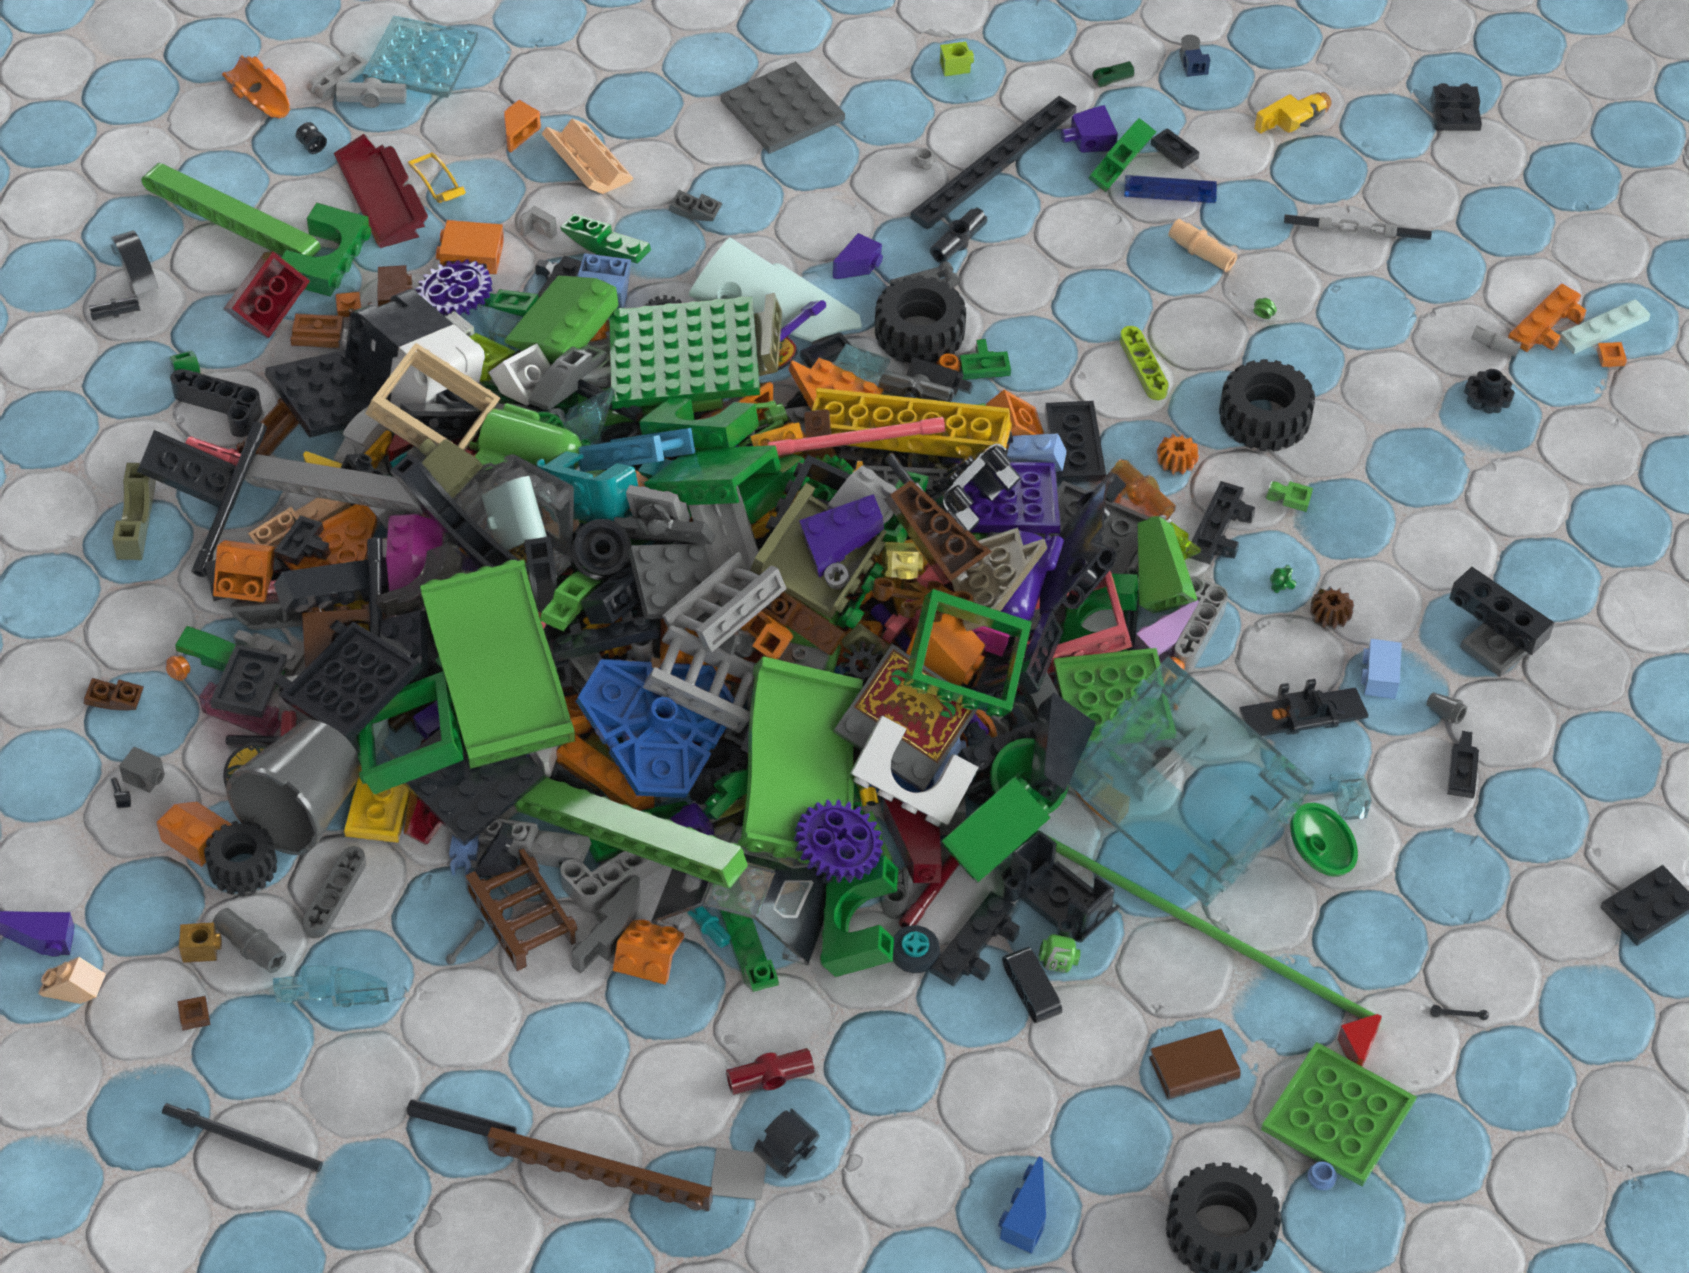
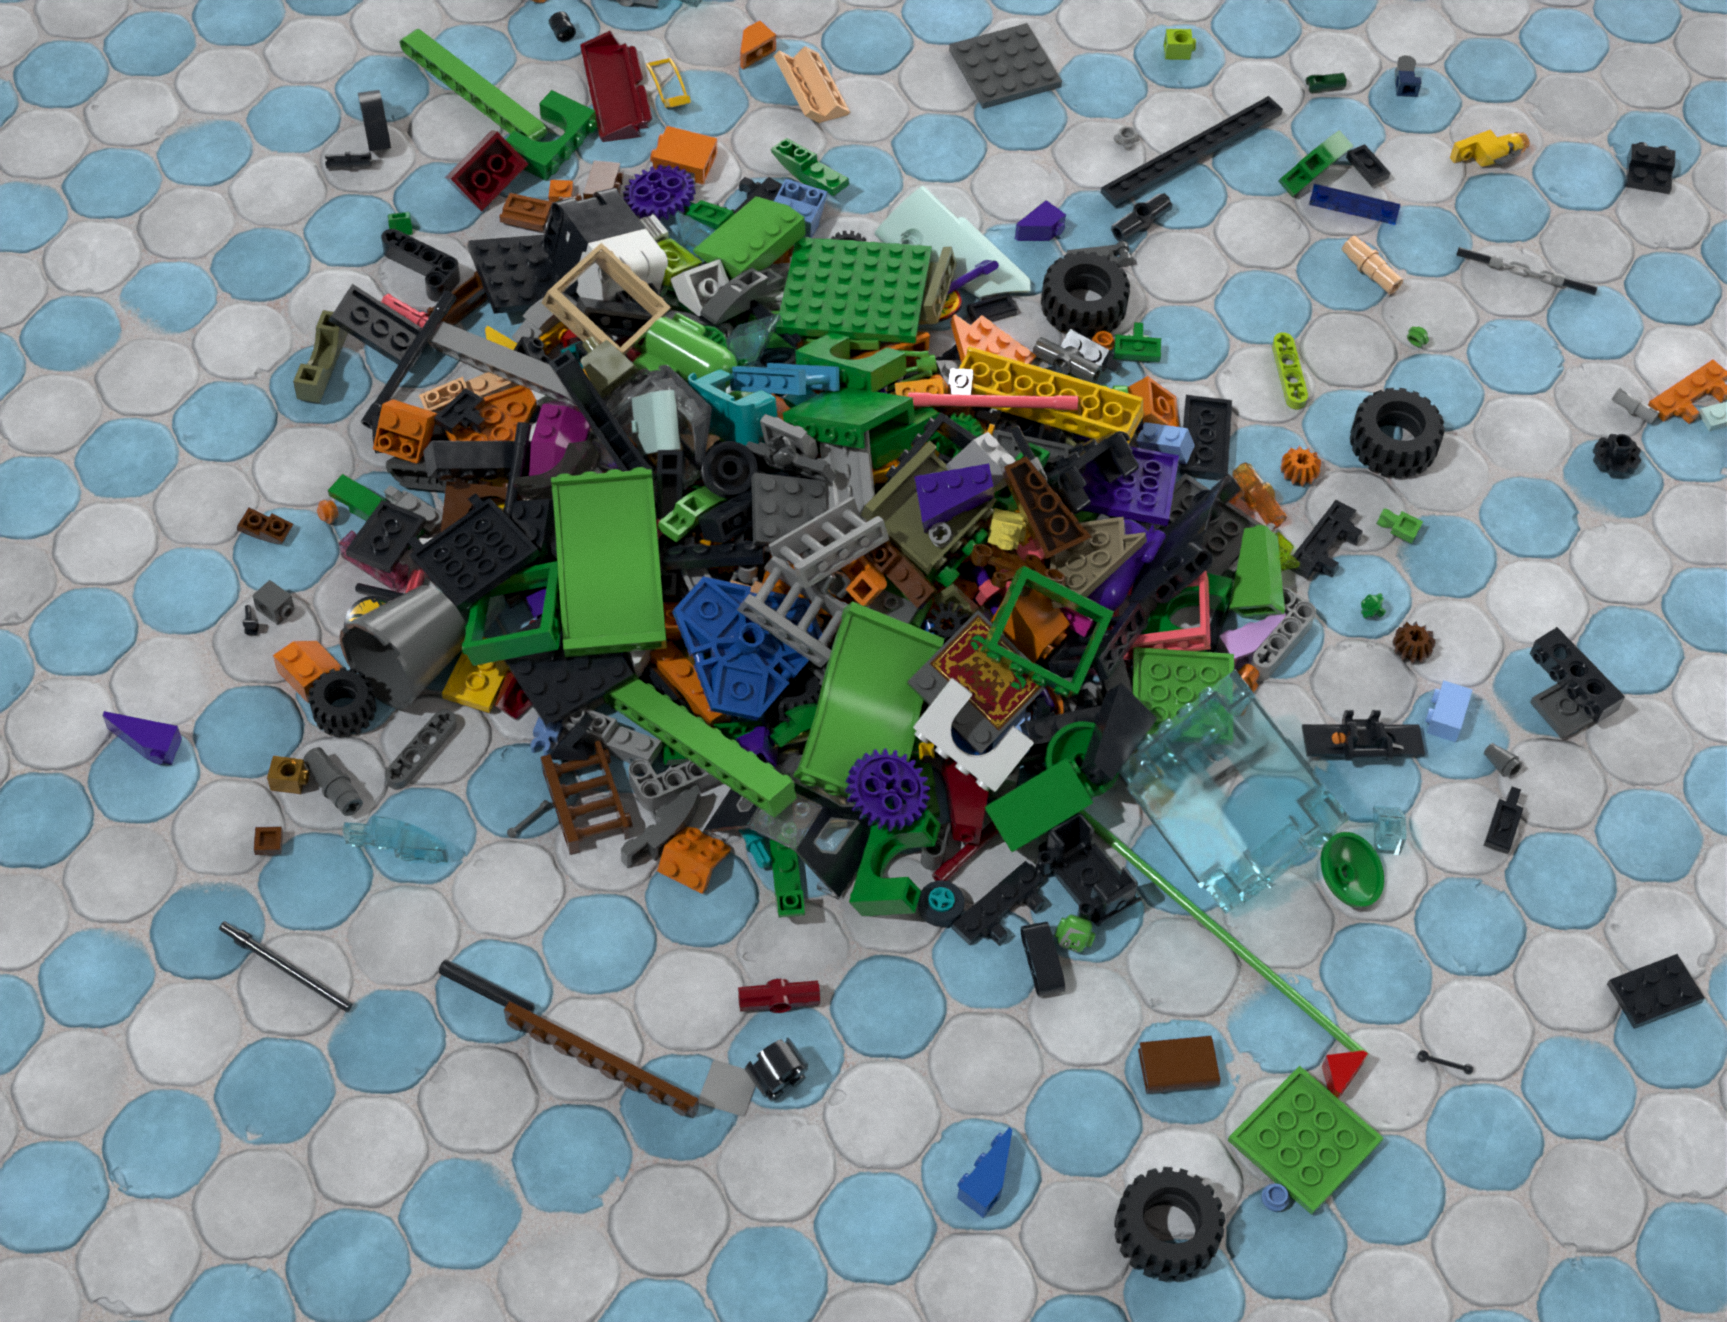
camera: 10 degrees right, 5 degrees up
(72, 981) = (166, 791): light nougat slope -> none
(539, 221) = (753, 140): light grey bracket -> none
(691, 207) = (903, 151): dark grey slope -> none
(862, 363) = (1021, 327): clear light blue slope -> none
(1091, 130) = (1291, 135): dark purple torso -> none

